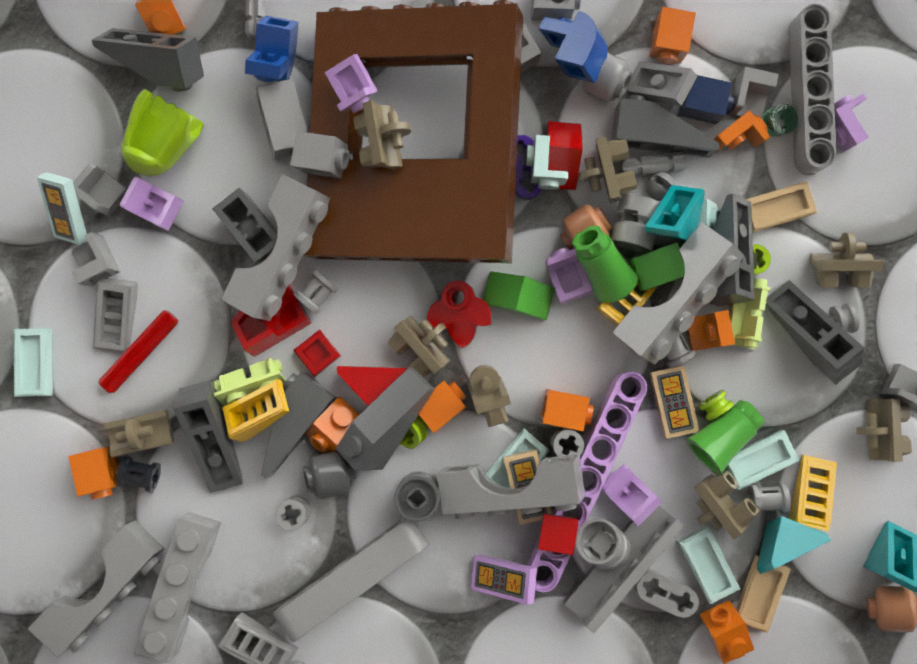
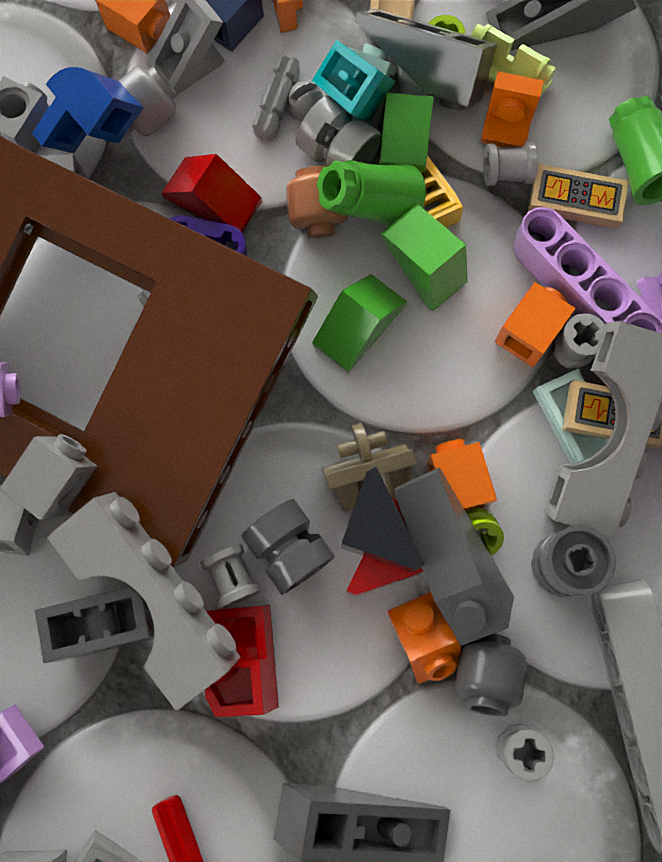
camera: 60 degrees left, 10 degrees down
(235, 412) = (344, 771): yellow slope -> none
(236, 385) = (312, 755): yellowish green hinge -> none
(305, 403) = (386, 681): dark grey slope -> none
(317, 353) = (314, 615): red tile -> none
(348, 318) = (287, 546): none -> dark grey wheel
(378, 368) = (378, 528): none -> black slope
(384, 135) = (70, 370): dark tan hips -> none
(460, 318) = (355, 400): red plate -> none
(489, 394) = (477, 404): dark tan hips -> none
(537, 157) = (204, 212): light aqua bracket -> none
(567, 276) = (359, 248): lavender bracket -> none
(578, 319) = (428, 255): none -> bright green slope
(609, 153) = (255, 147): dark tan hips -> none
(656, 129) = (236, 71): dark grey slope -> none
(707, 264) = (426, 62): light grey arch -> none
(715, 405) = (604, 148): lime bush -> none

